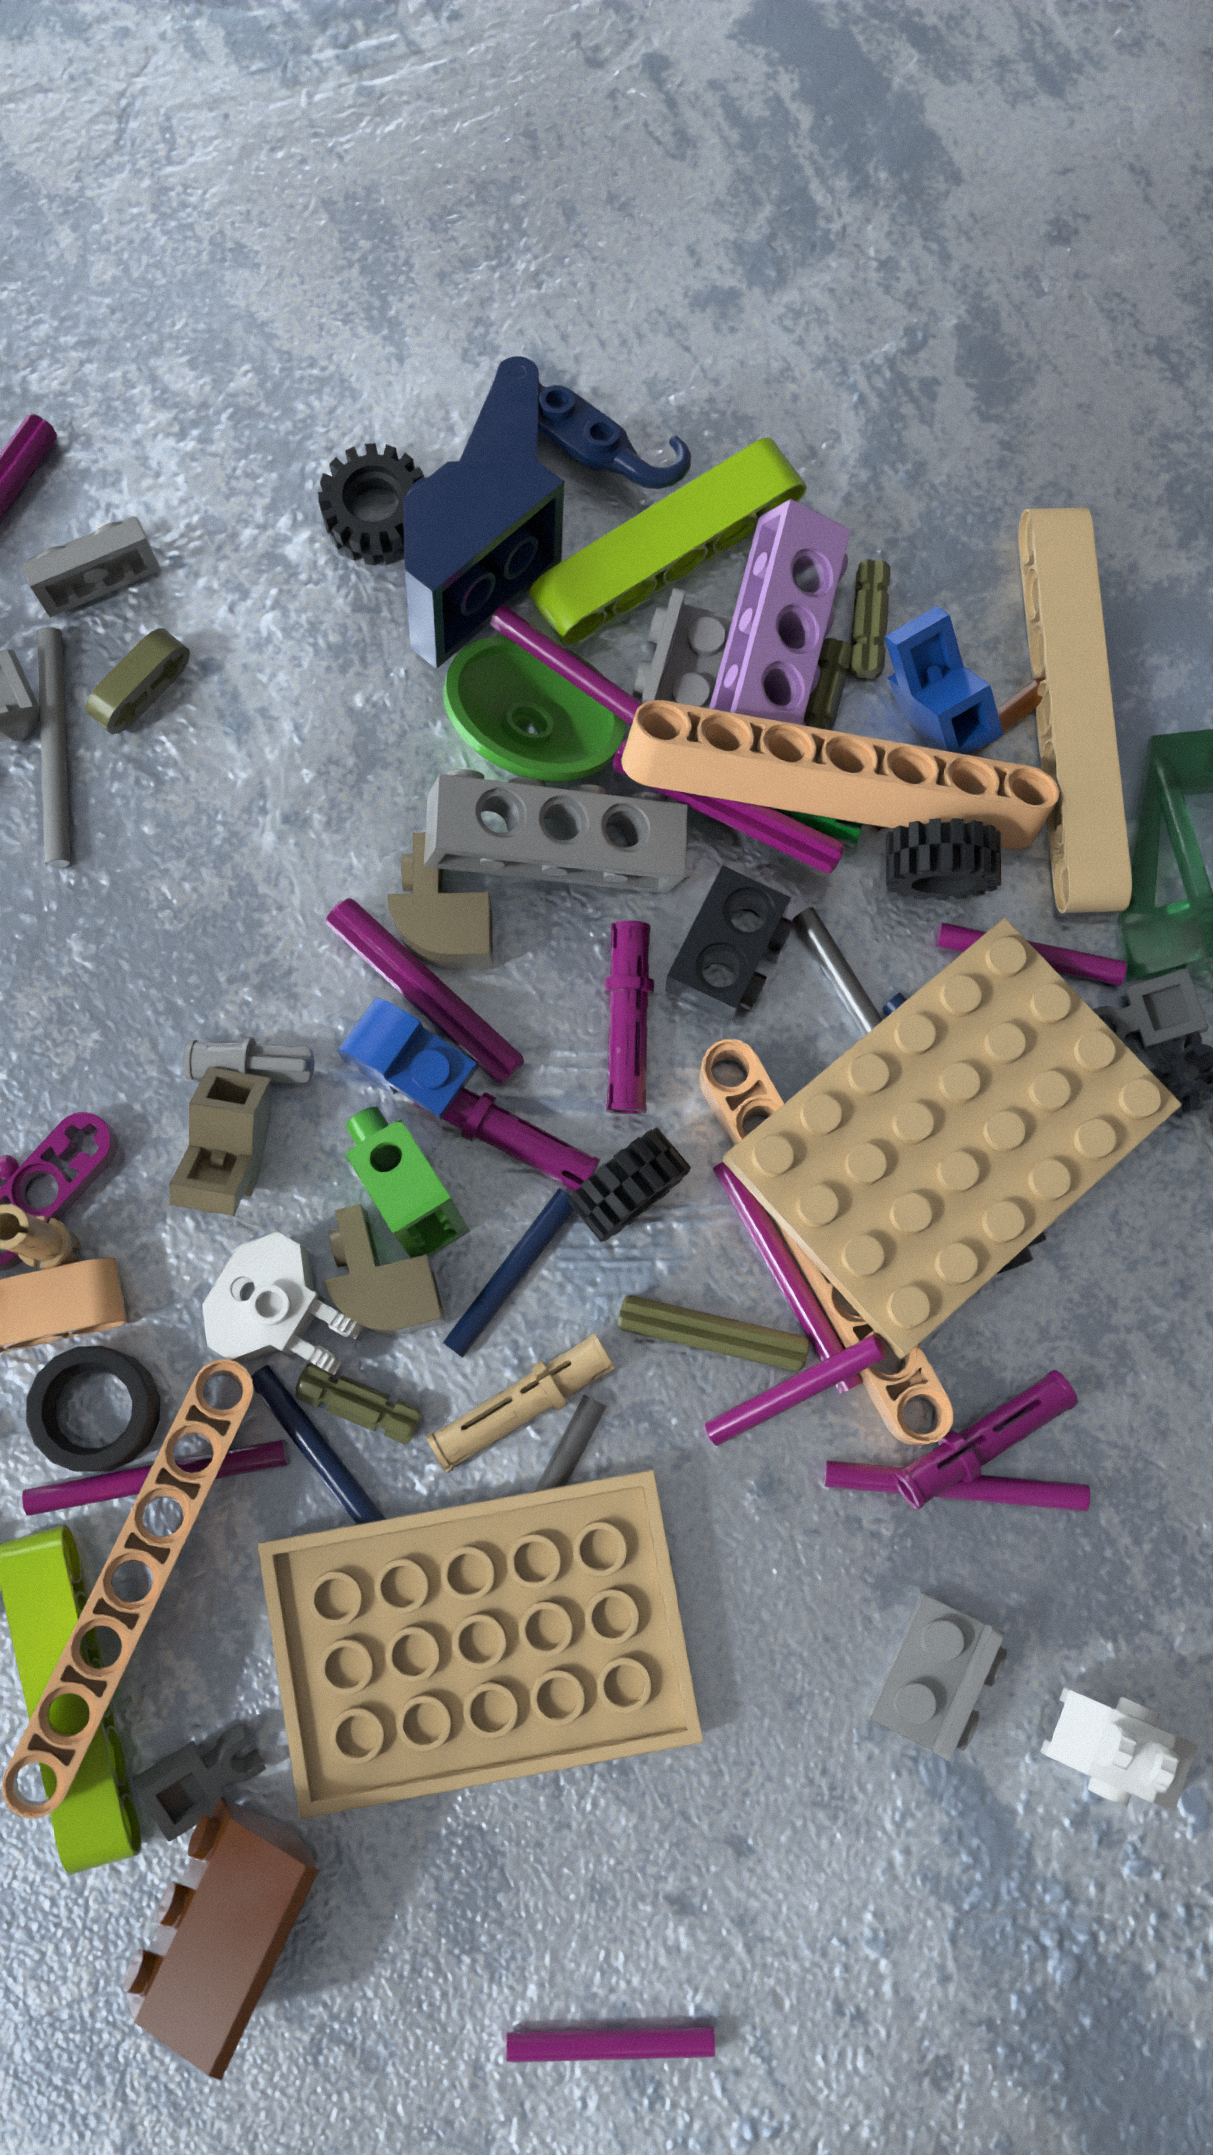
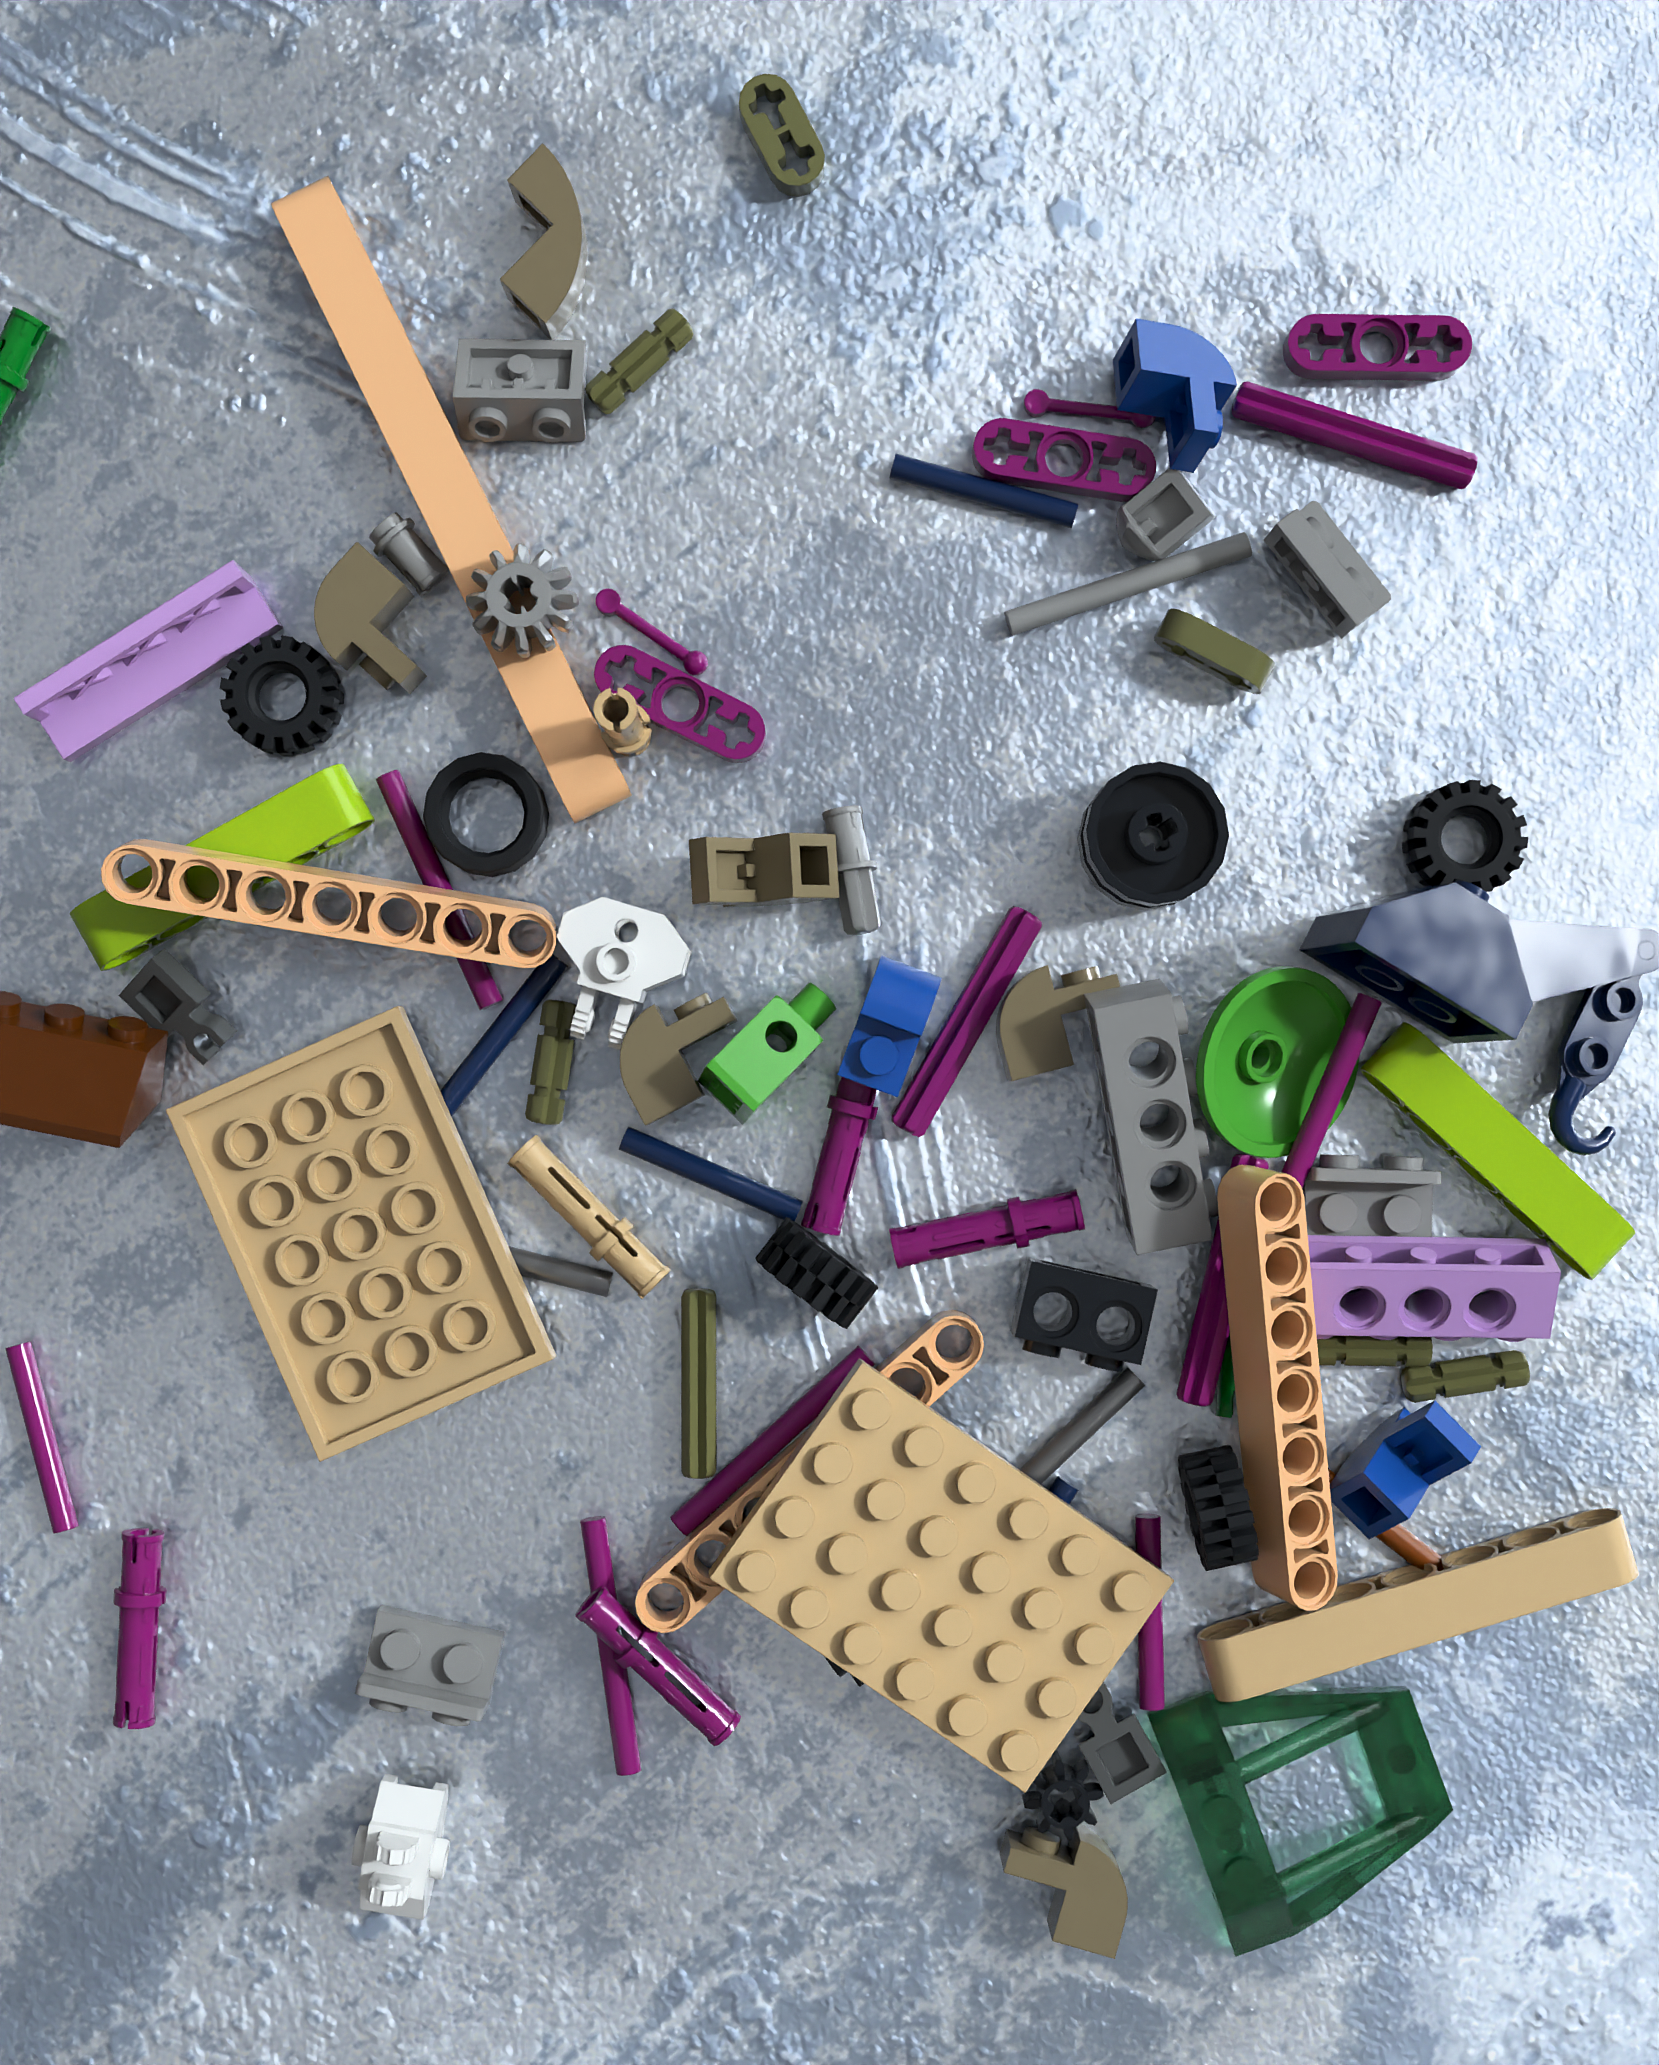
camera: 75 degrees right, 10 degrees up
(293, 772) = (1189, 827): none -> black wheel
(796, 1389) = (659, 1477): magenta bar -> none
(834, 1985) = (138, 1627): none -> magenta pin

